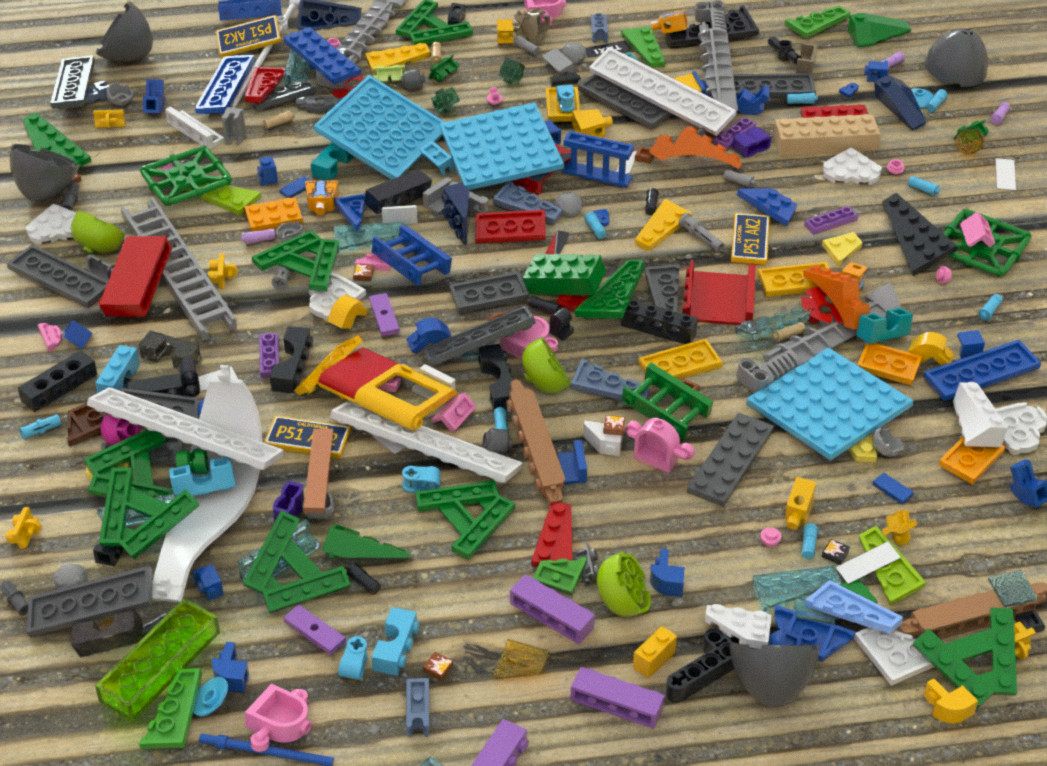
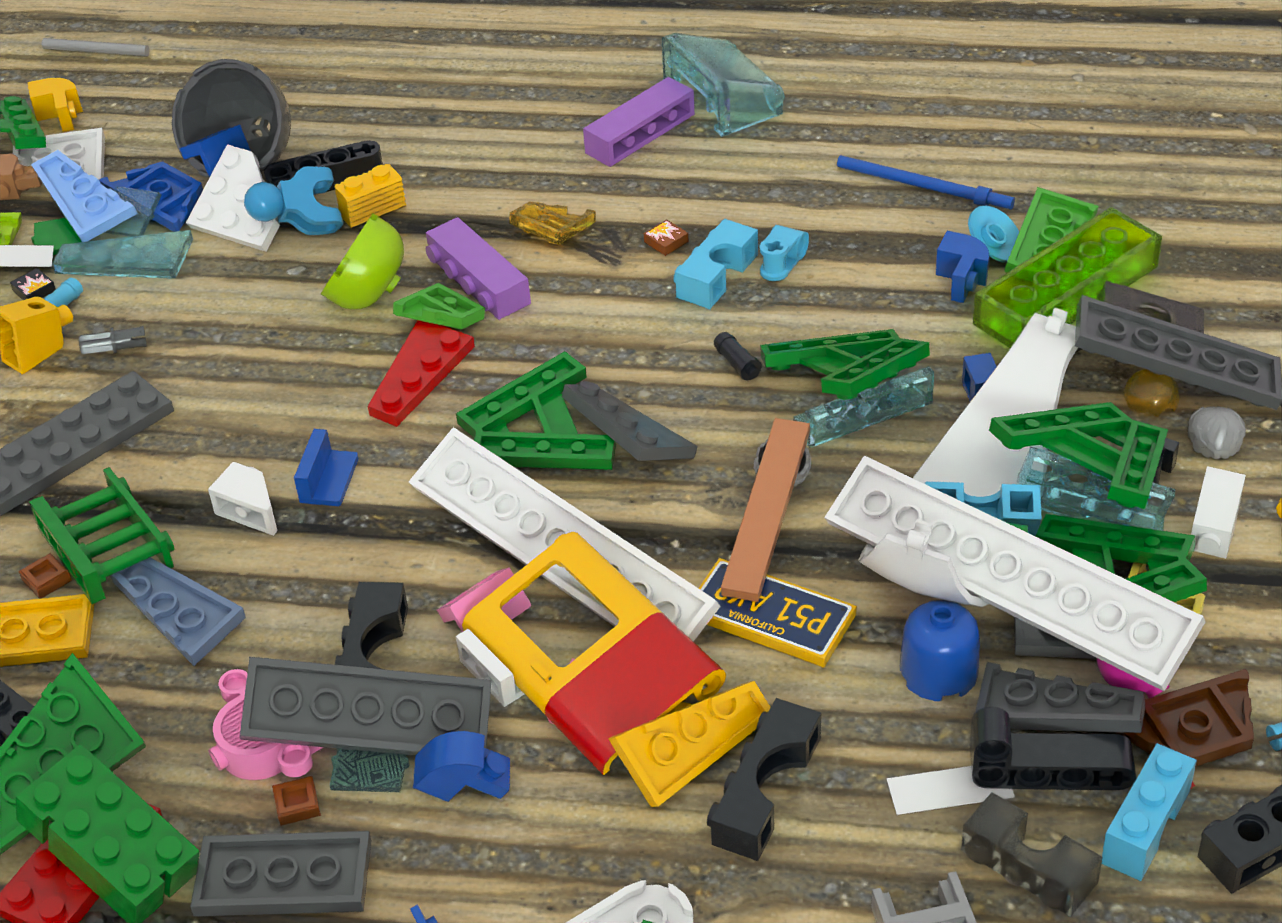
camera: 160 degrees left, 0 degrees up
(75, 513) = (1217, 511): none -> white slope
(268, 353) = (810, 818): medium lavender tile -> none
(278, 717) = (900, 197): bright pink piece -> none
(290, 500) = (831, 463): dark purple brick -> none
(314, 629) = (830, 297): medium lavender tile -> none
(345, 311) = (610, 861): yellow brick -> none
(348, 544) = (726, 397): green wedge -> none
(384, 315) = (534, 860): medium lavender tile -> none
(410, 513) = (627, 426): none -> dark grey wing
(417, 706) = (710, 192): sand blue plate -> none
(422, 478) = (589, 481): medium azure piece -> none
(497, 441) = (433, 523): dark grey head -> none
(500, 418) = (410, 562): medium azure piece -> none
(536, 442) = (370, 495): medium nougat hinge -> none
(544, 305) = (183, 812): black piece -> none
(544, 368) = (279, 618): lime cylinder -> none
(560, 324) = (179, 737): black leg -> none
(590, 572) = (390, 327): flat silver hinge -> none
(614, 425) = (225, 481): dark orange tile -> none
(617, 697) = (449, 161): medium lavender brick -> none
(658, 444) = (175, 444): bright pink piece -> none
(665, 578) = (289, 283): blue brick -> none
(696, 618) = (295, 202): none -> dark azure piece
(751, 518) = (112, 340): none -> dark grey axle
(770, 537) = (105, 317): bright pink plate -> none

